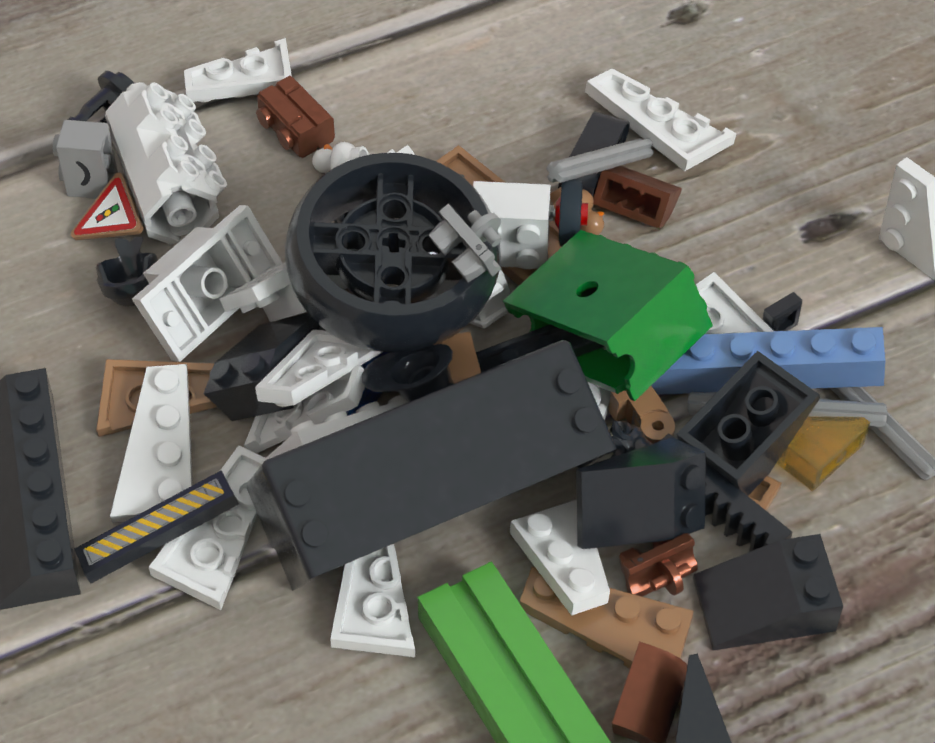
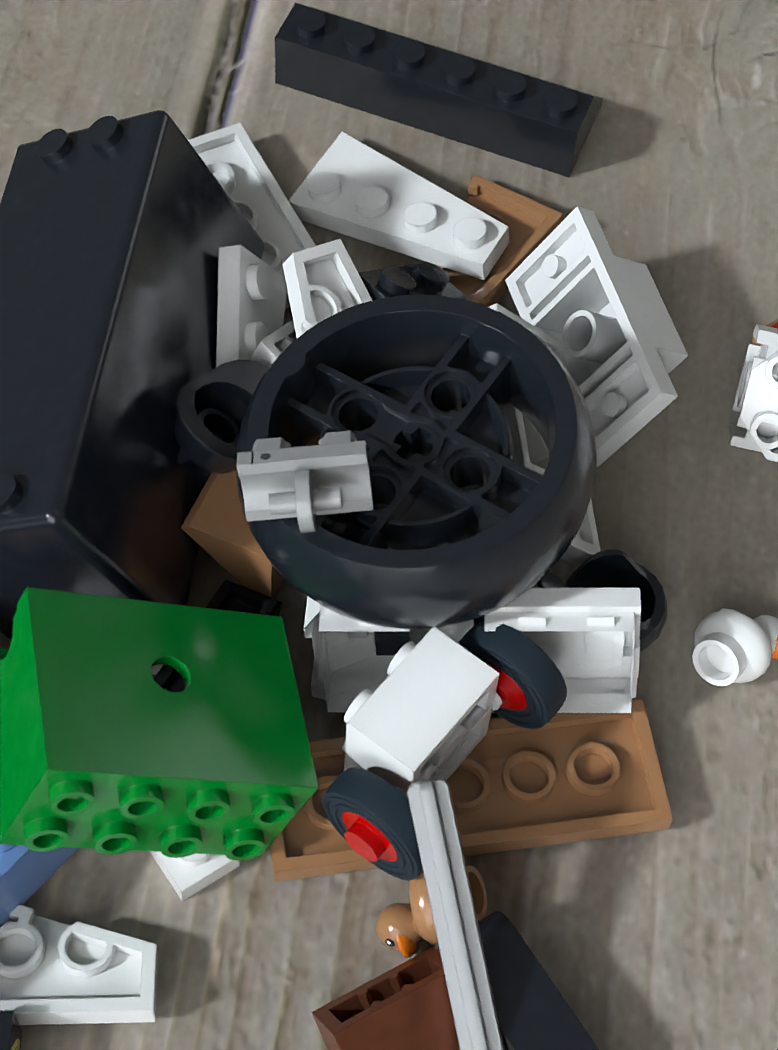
camera: 120 degrees right, 5 degrees up
(123, 276) = (699, 297): black hat -> none
(155, 527) = (282, 151): tile -> none

